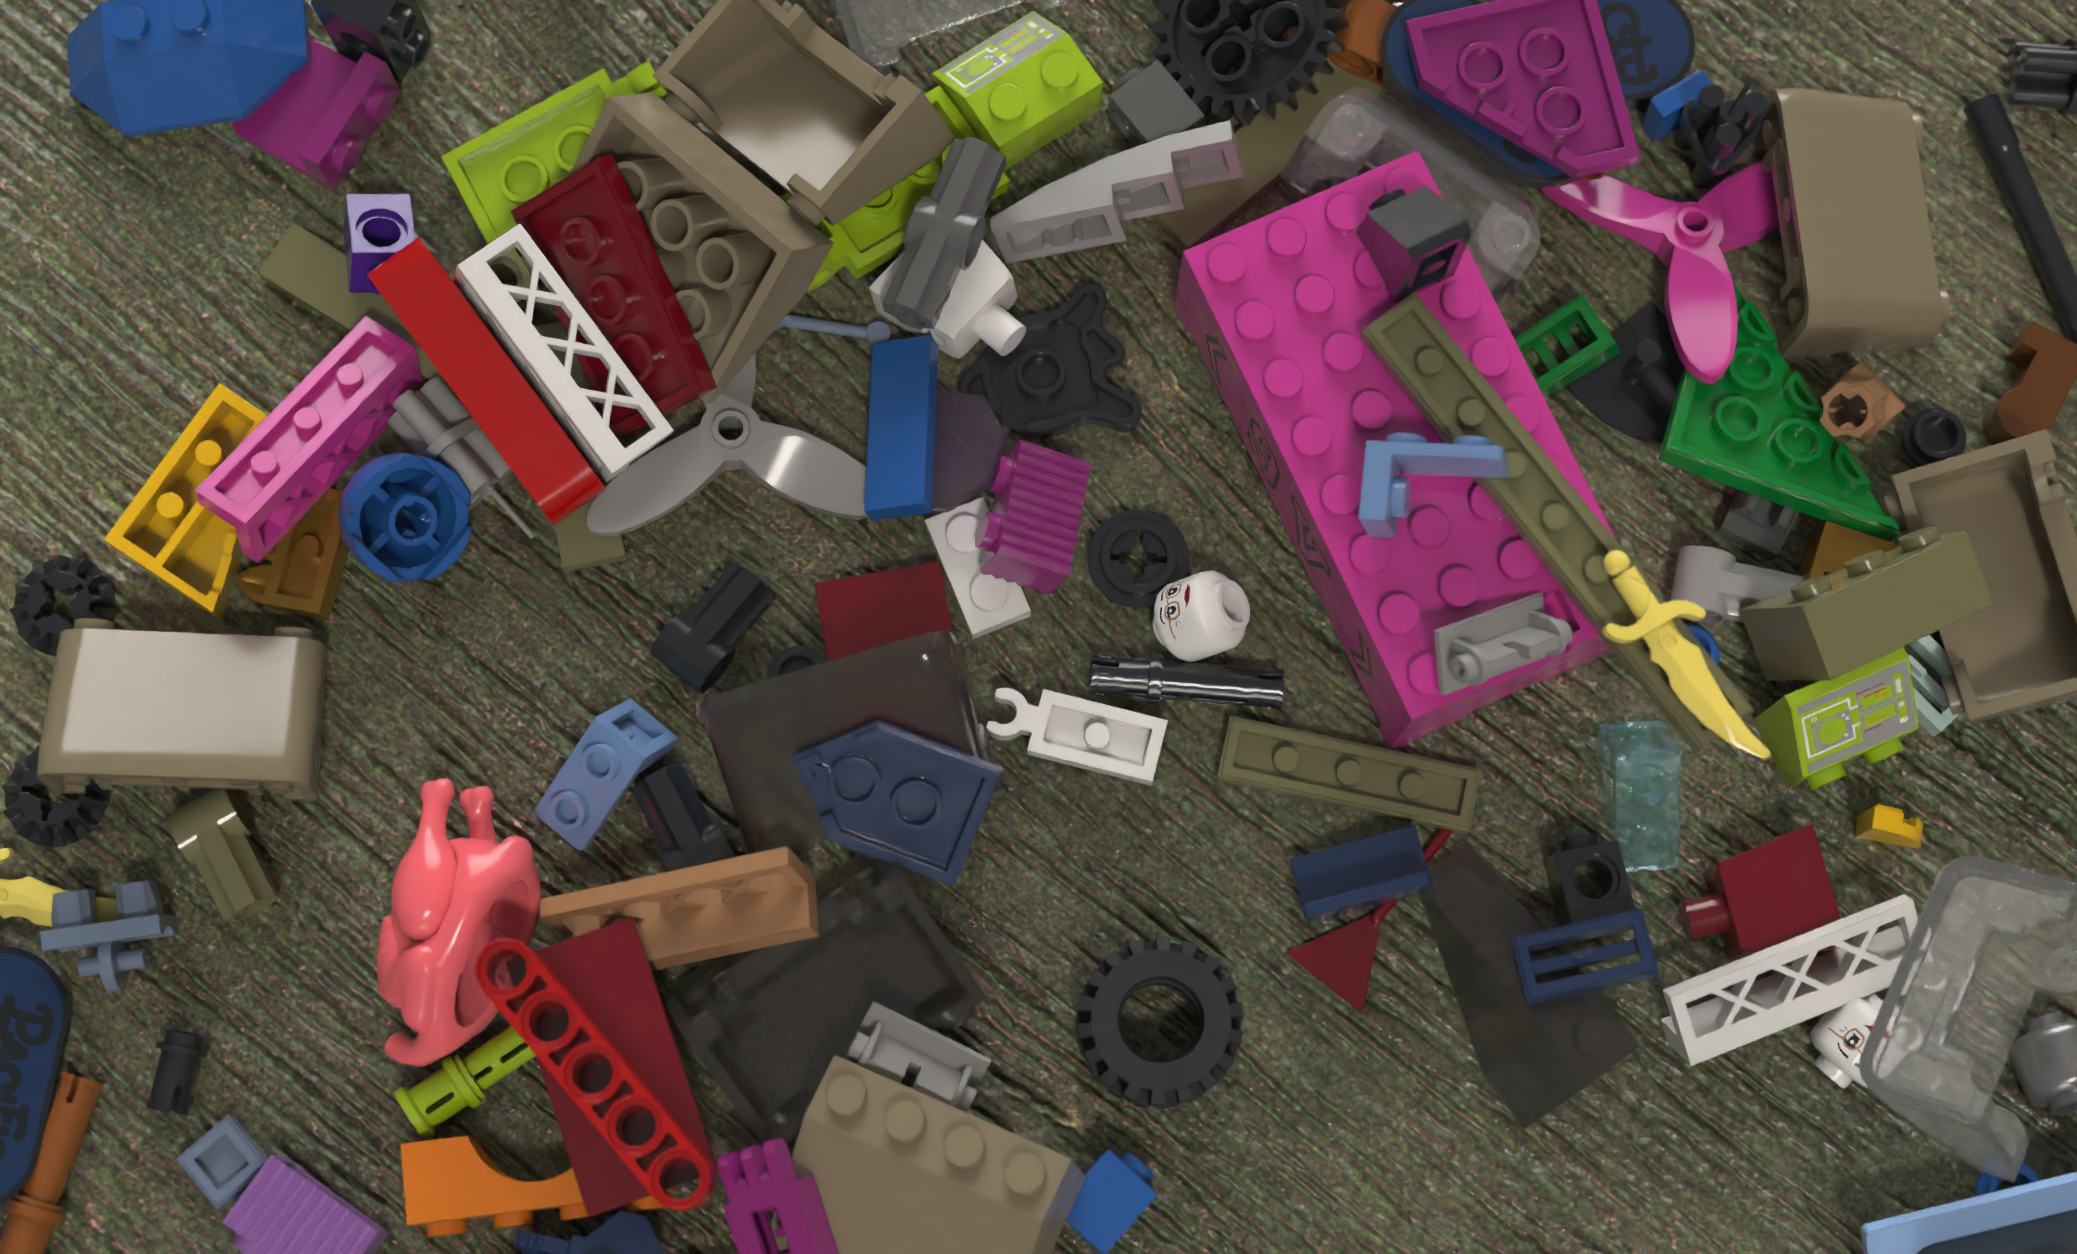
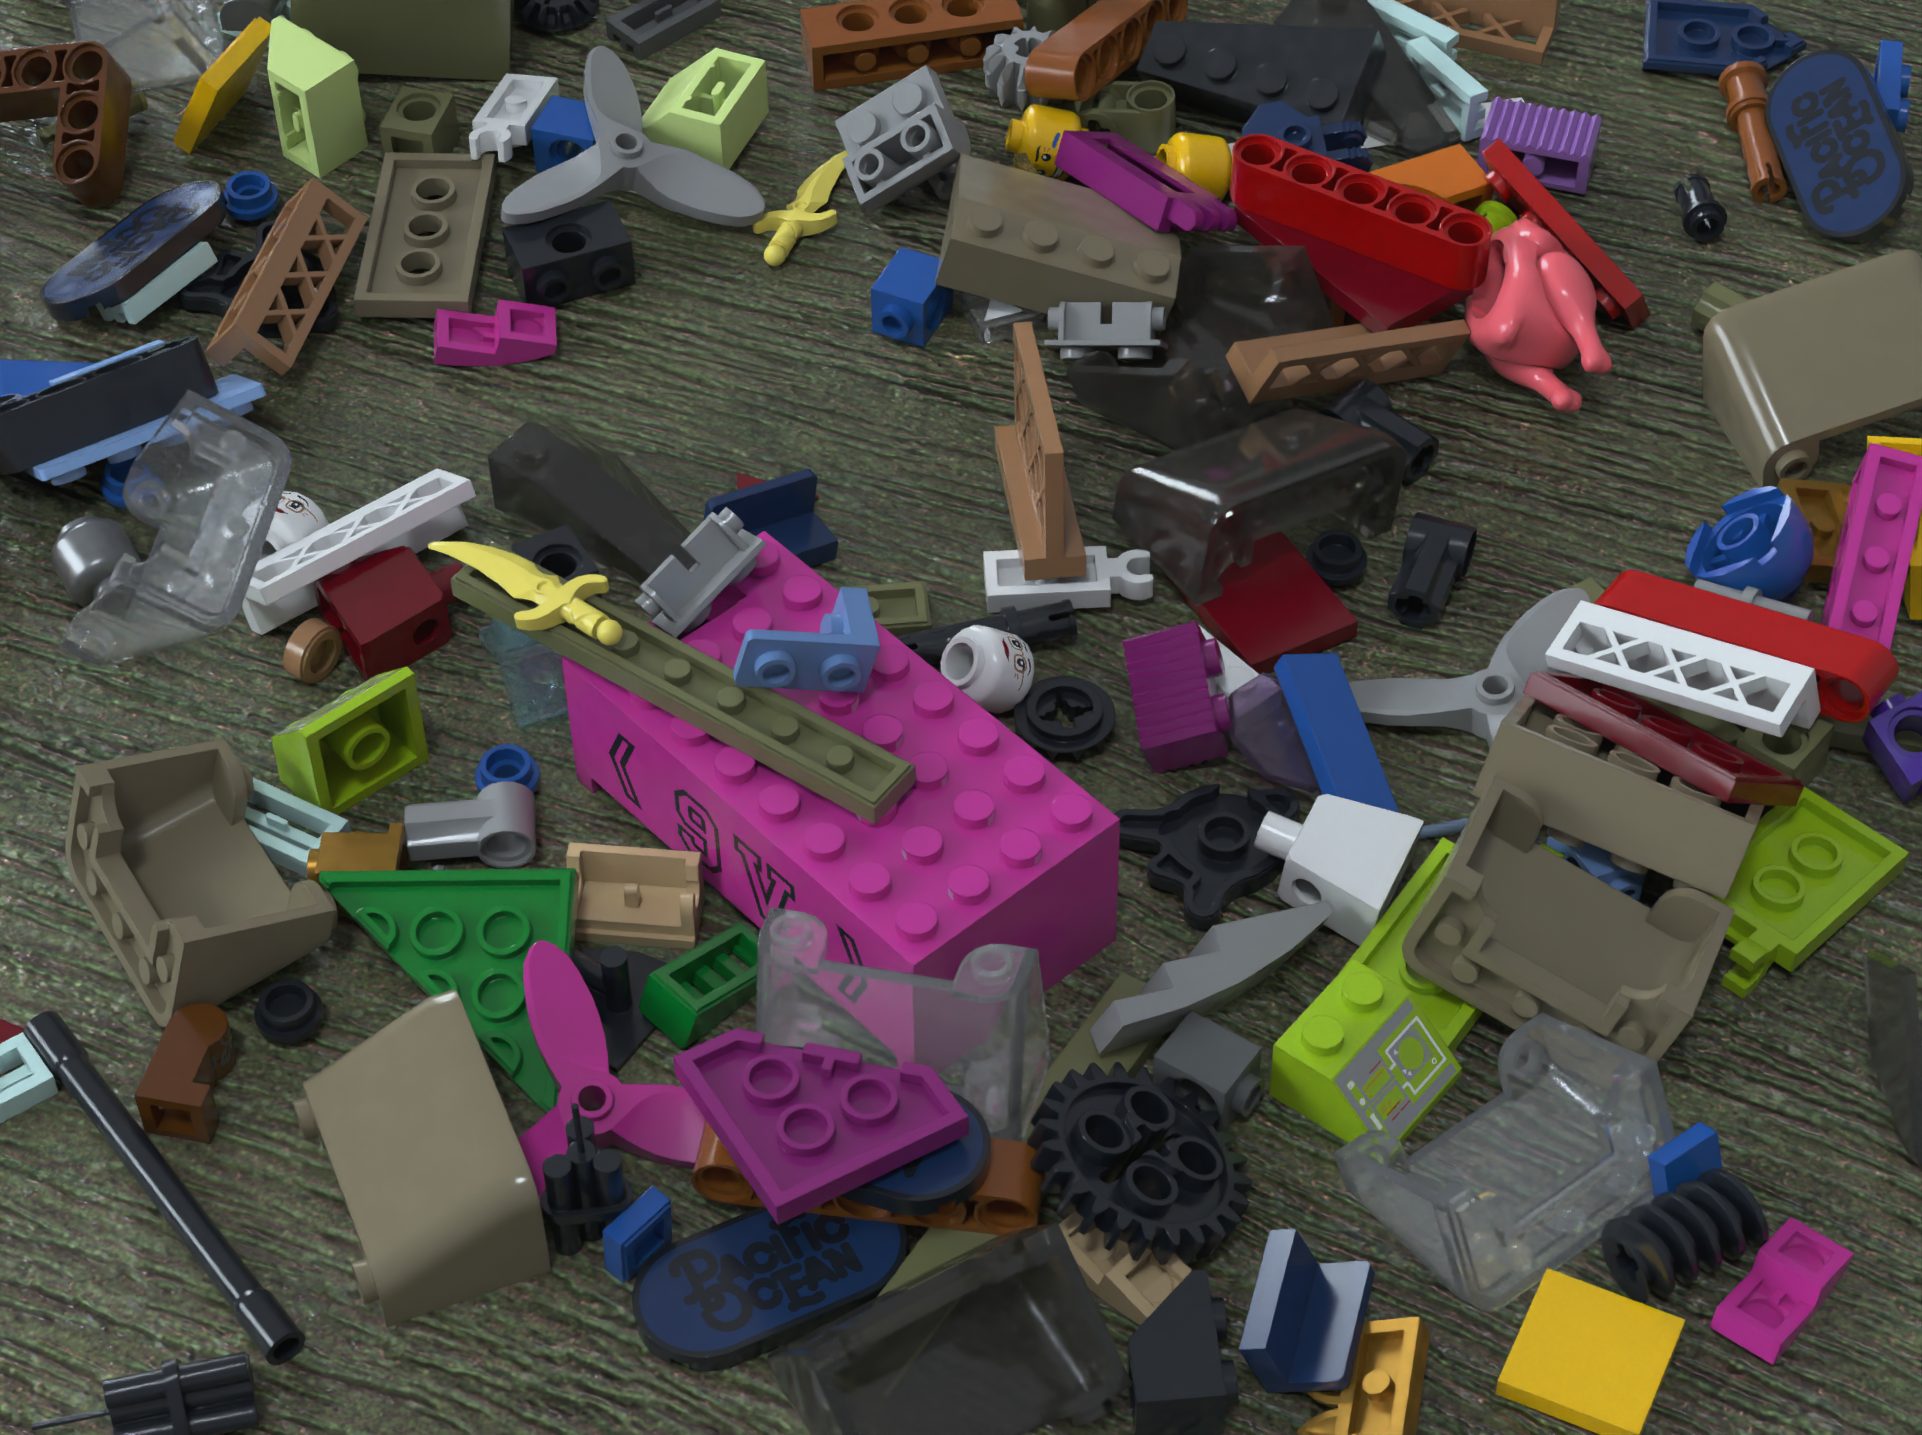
camera: 165 degrees right, 30 degrees down
(77, 927) = (1809, 256): sand blue hips -> none
(223, 1162) = (1627, 178): sand blue tile -> none
(360, 1050) = (1522, 190): none -> red wing
(601, 770) = (1465, 459): medium blue bracket -> none
(899, 797) = (1202, 437): dark blue tile -> none
(944, 233) = (1369, 855): dark grey piece -> none
(1070, 841) = (1035, 474): none -> medium nougat fence
(1197, 979) = (912, 398): black tyre -> none
(1414, 240) = (889, 816): slope -> none
(1587, 982) = (558, 501): dark blue tile -> none
(1613, 467) = (637, 895): none -> tan hinge
(1854, 866) = (312, 651): none -> medium nougat tile
(1859, 404) = (378, 978): medium nougat piece -> none
(1867, 607) = (343, 776): olive wedge -> none
(1889, 826) = (281, 691): yellow tile -> none

